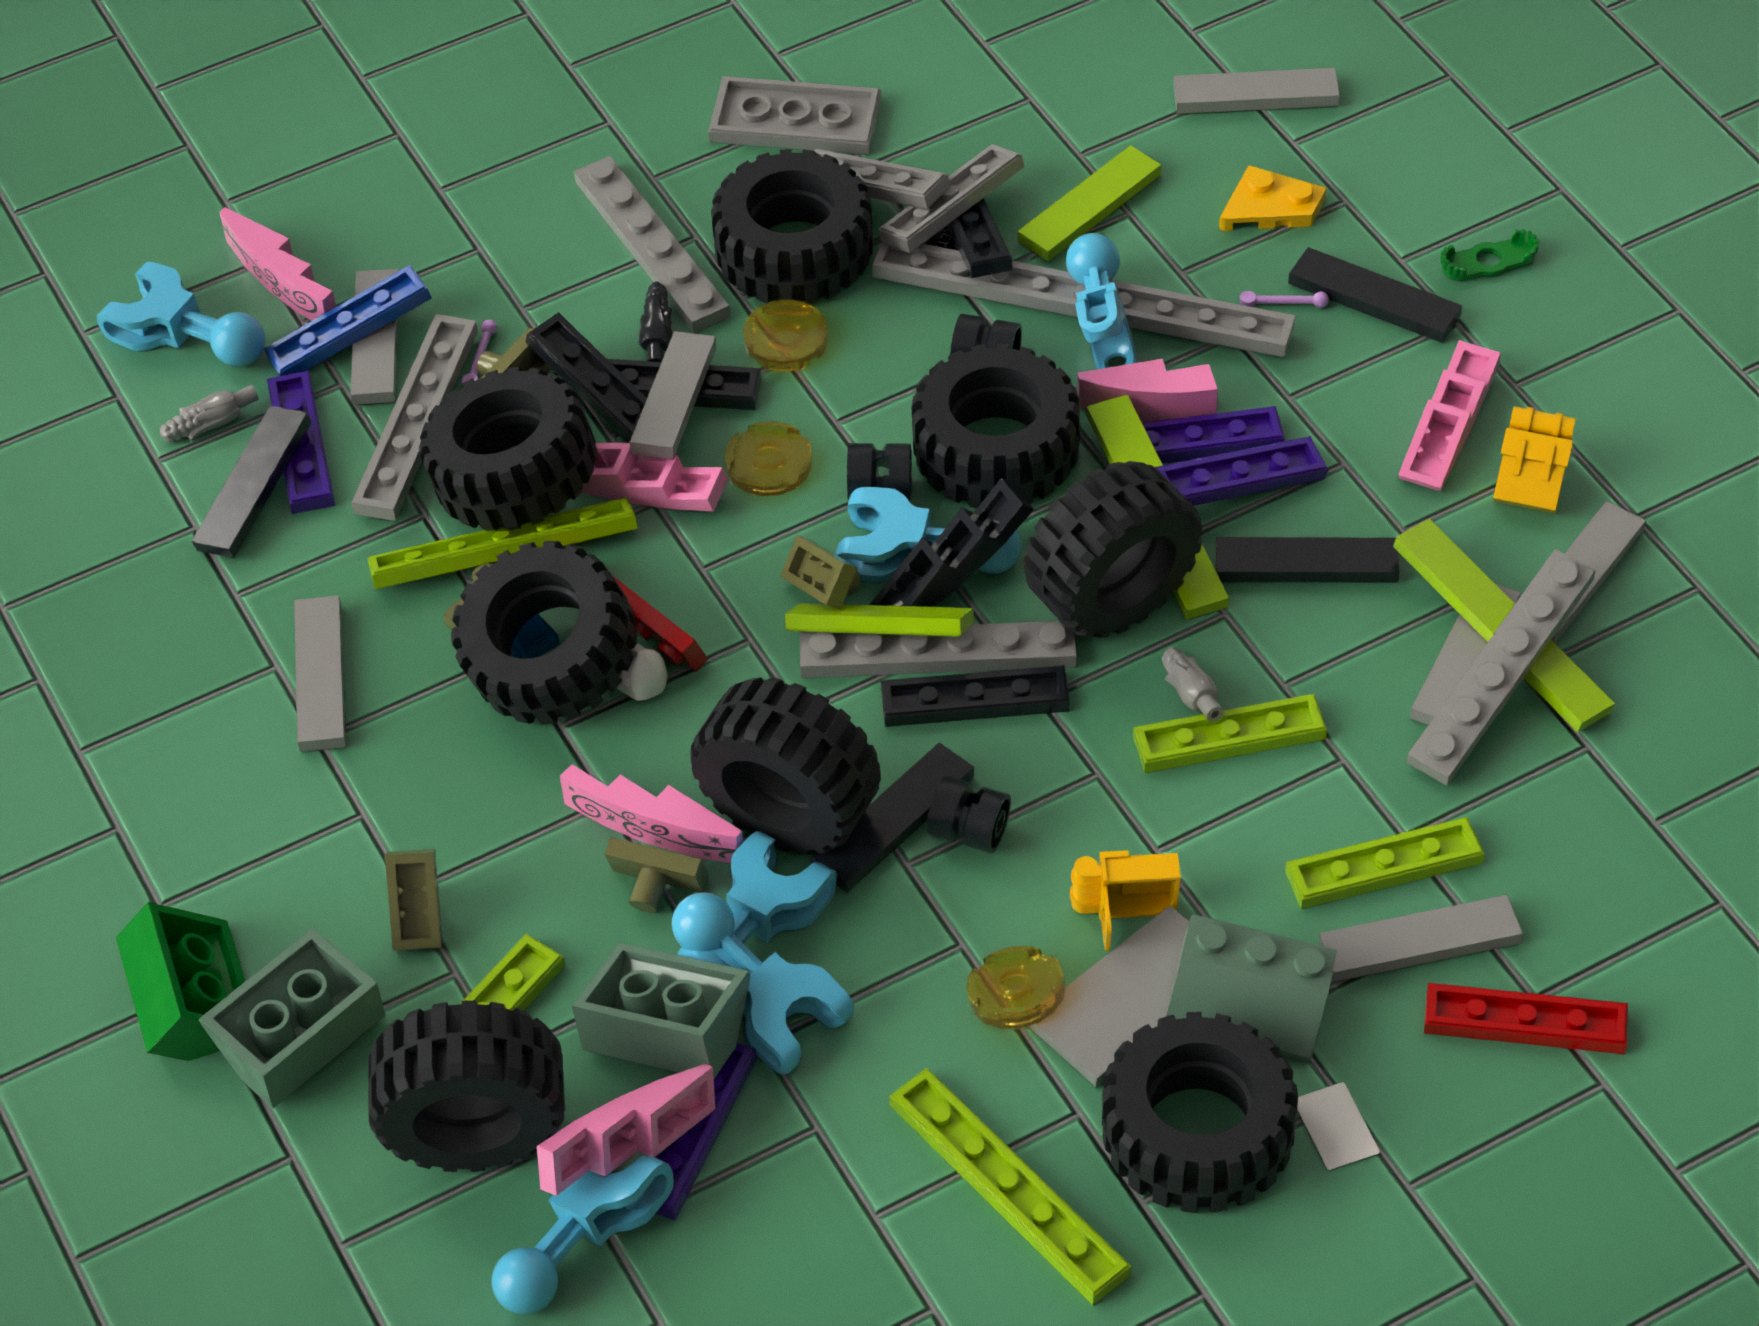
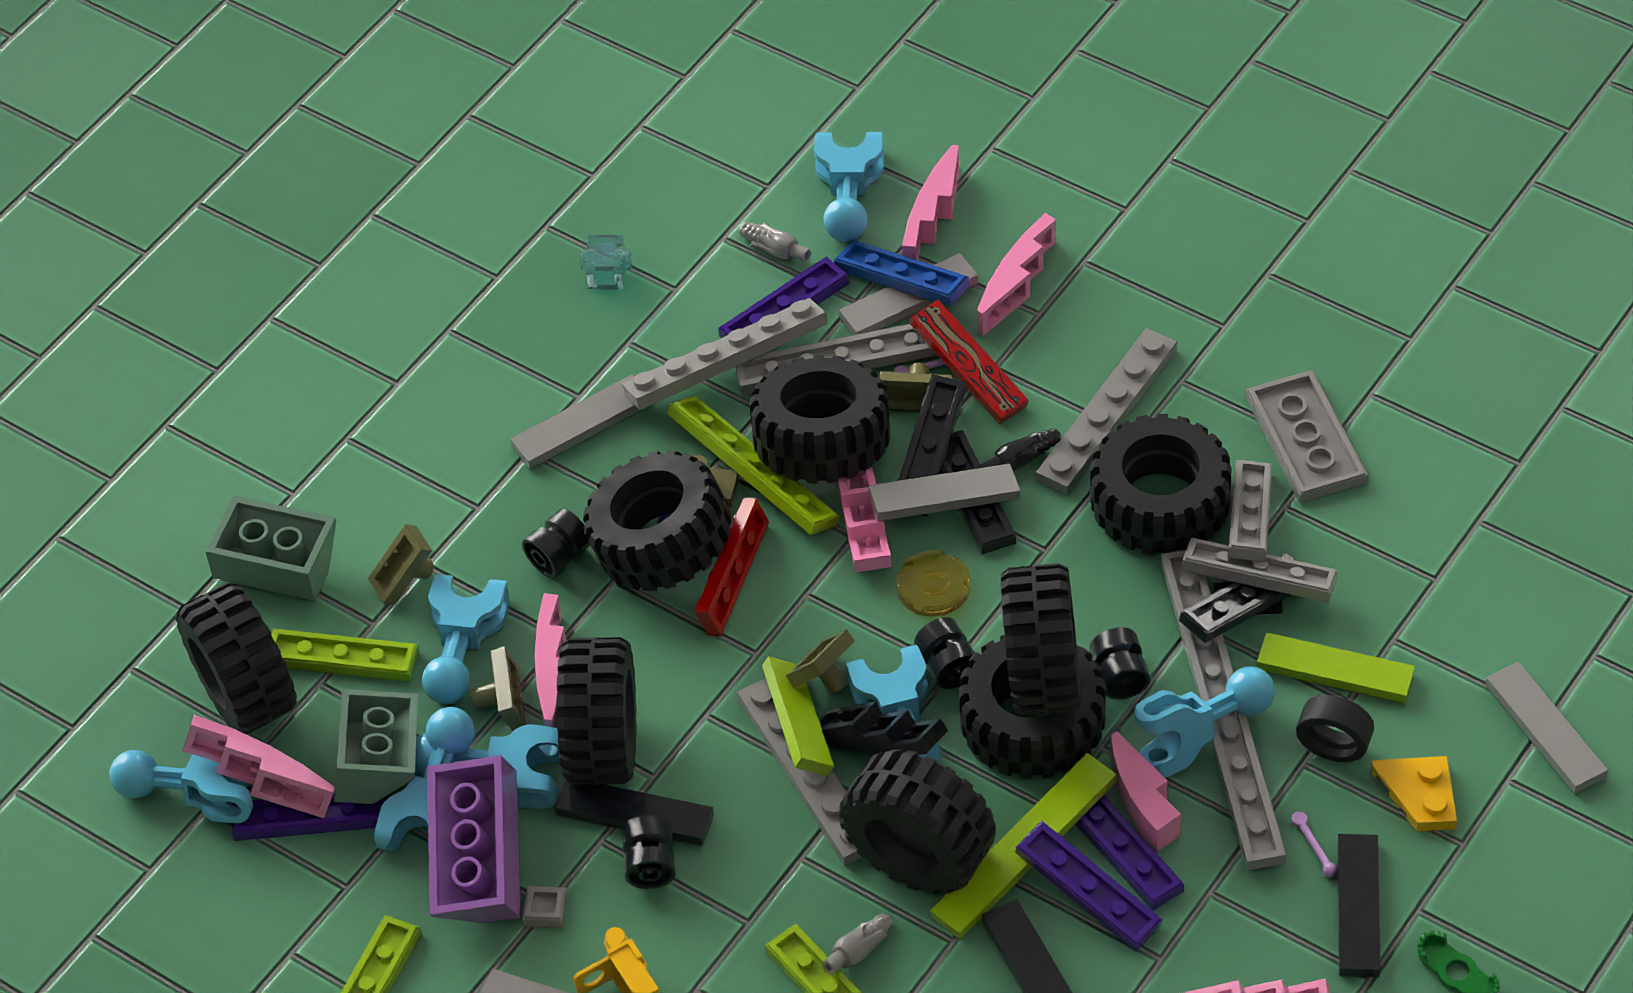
camera: 65 degrees right, 0 degrees up
(115, 564) = (605, 262): none -> clear light blue brick
(176, 973) = (288, 471): green slope -> none
(251, 482) = (723, 296): tile -> none
(341, 505) = (724, 353): none -> light grey plate
(425, 241) = (1012, 279): none -> bright pink slope
(487, 746) = (556, 543): none -> black wheel
(508, 312) = (969, 361): none -> red tile
(536, 877) = (462, 626): none -> medium azure piece
(645, 676) = (677, 601): white plate -> none
(785, 335) = (1063, 535): clear yellow tile -> none
(868, 953) = (473, 840): none -> medium lavender slope
(968, 942) = (545, 906): none -> light grey tile
(974, 696) = (776, 813): black tile -> none
(997, 333) = (1040, 639): none -> black tyre
(1016, 987) = (514, 950): clear yellow tile -> none
(1179, 218) = (1337, 713): none -> black tyre

